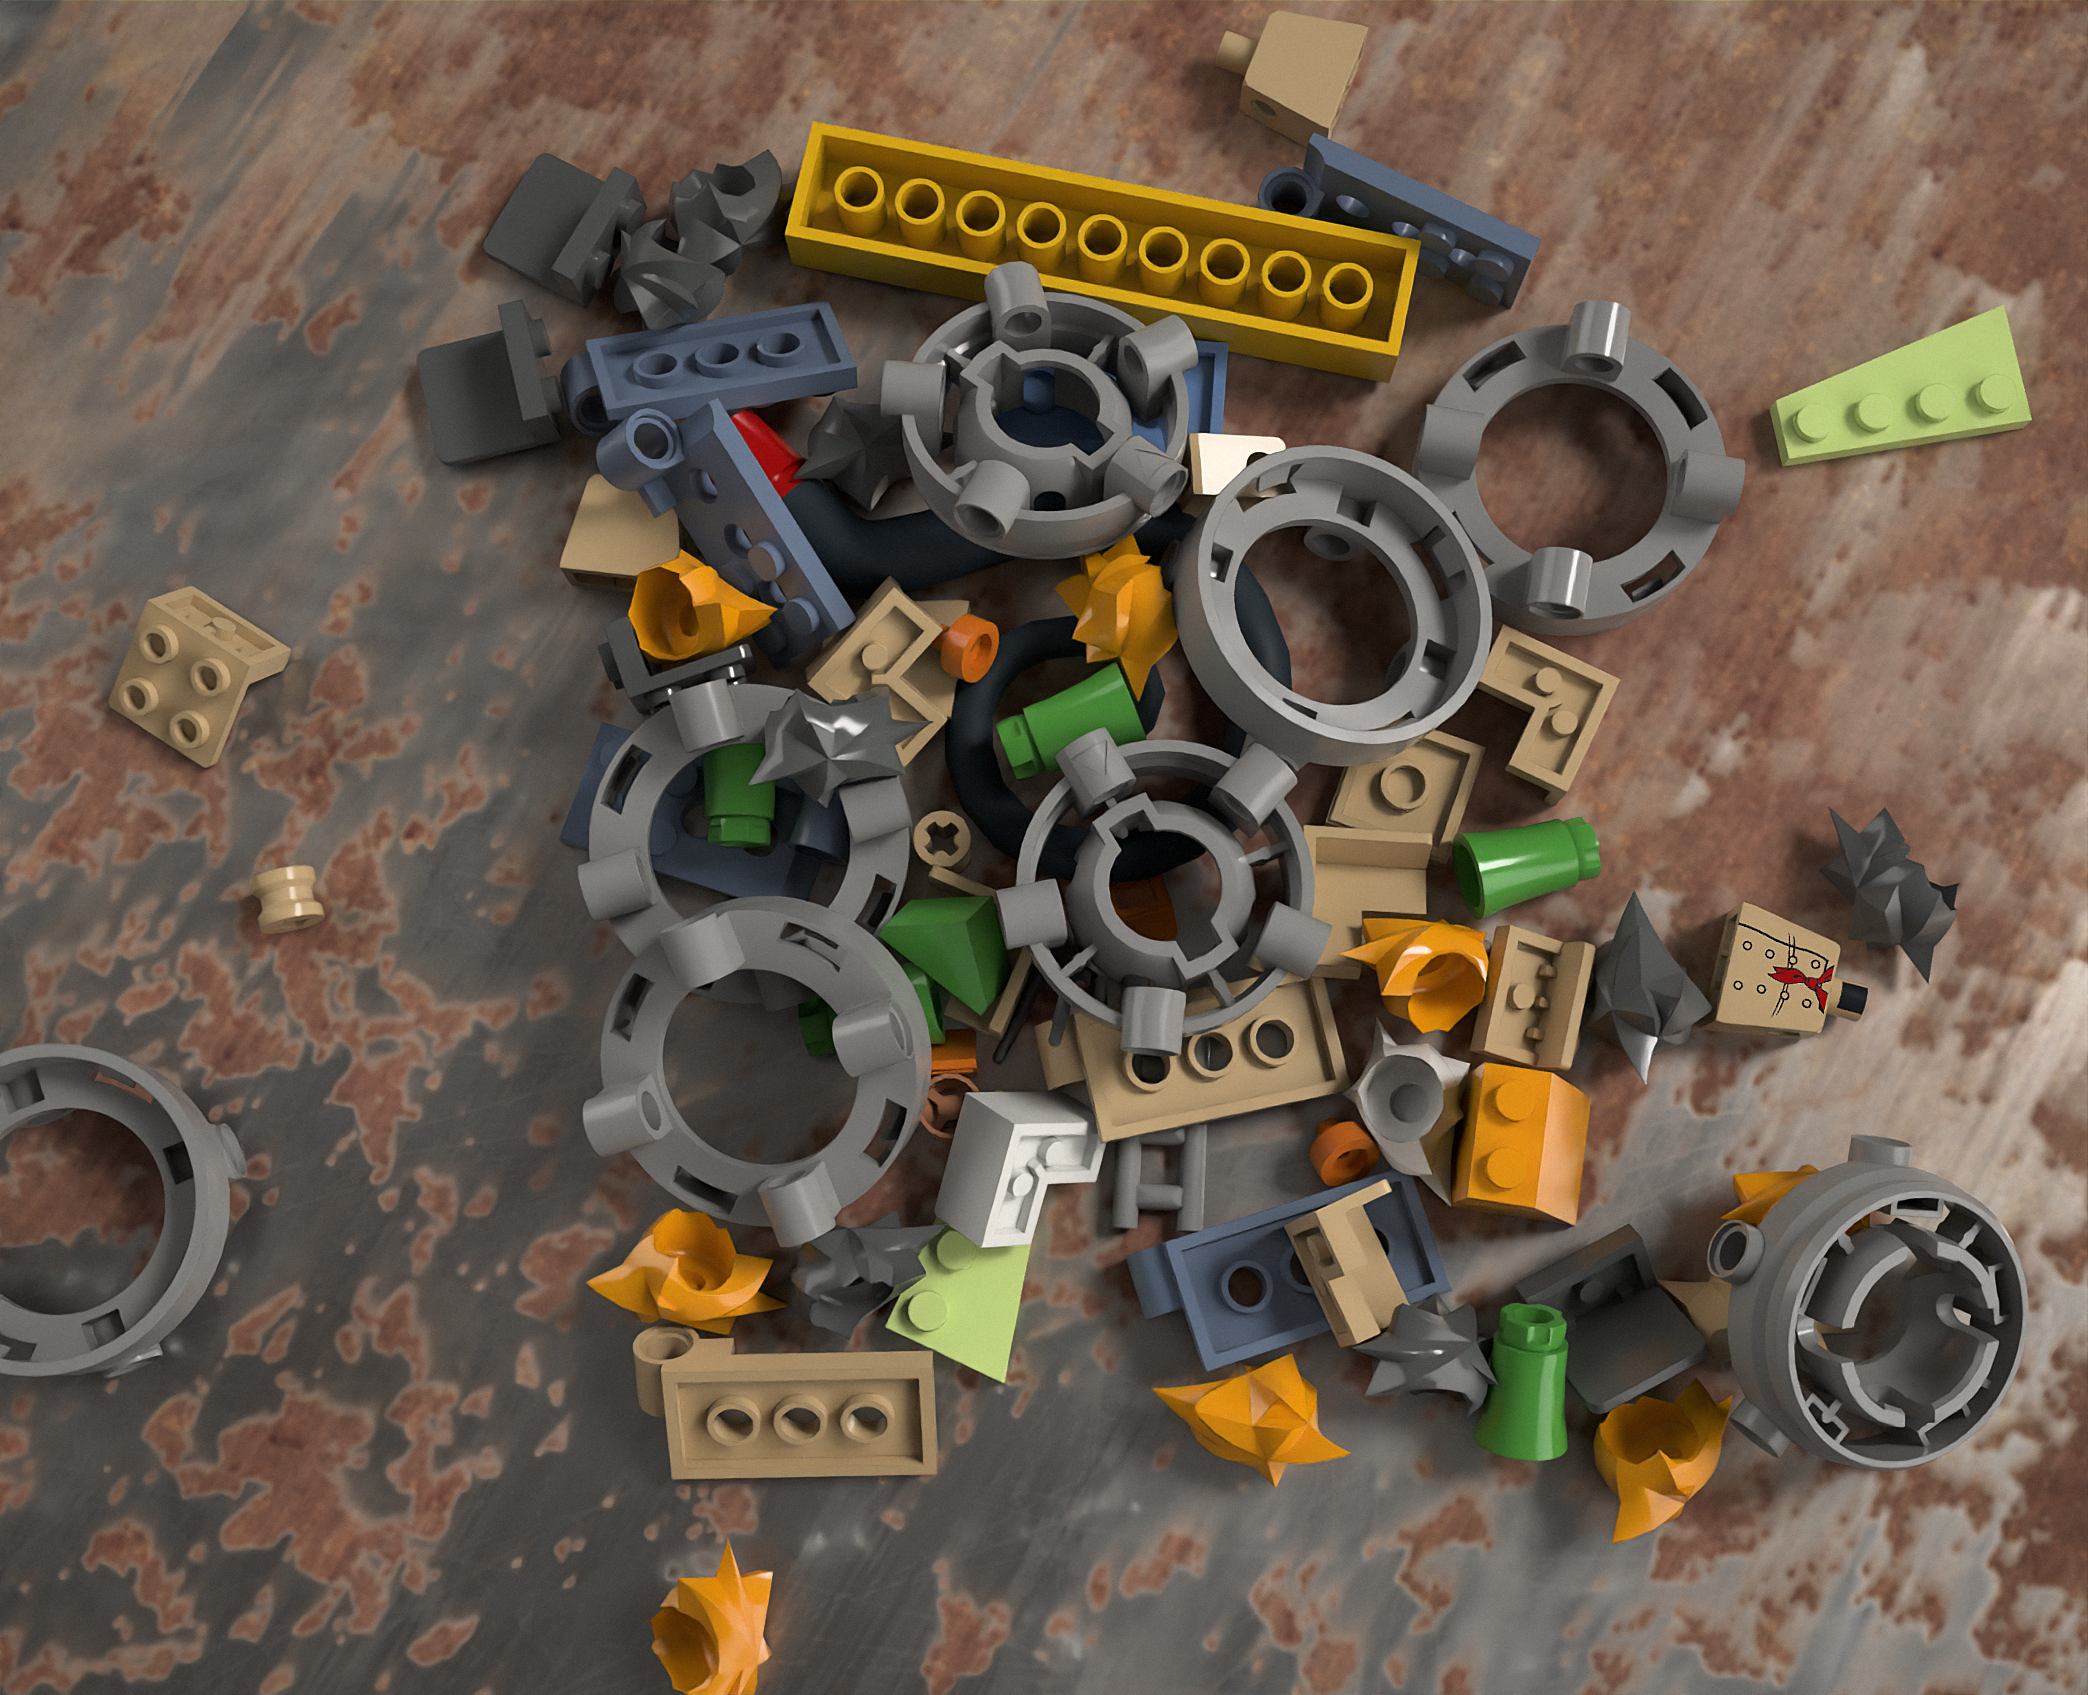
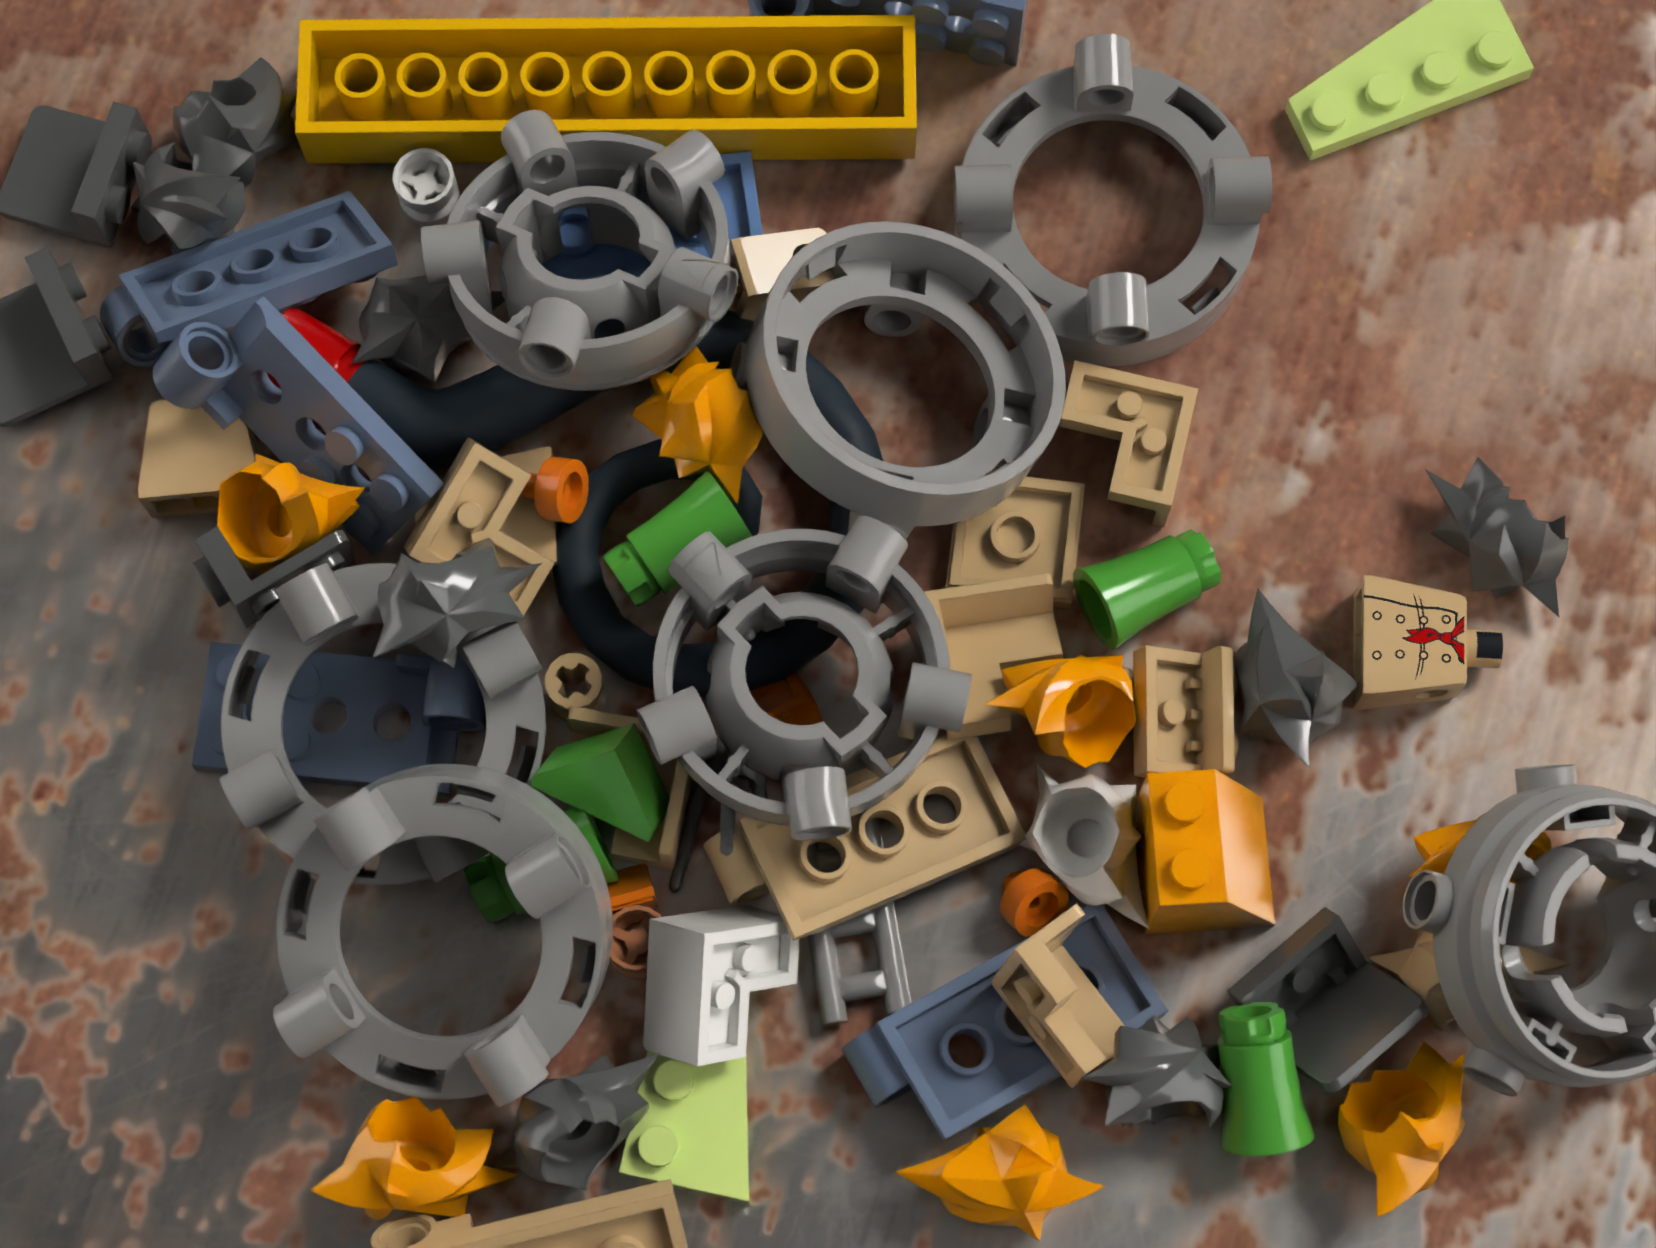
camera: 15 degrees left, 5 degrees down
(737, 812) = (362, 688): bright green plant -> none
(898, 302) = (420, 176): none -> white wheel

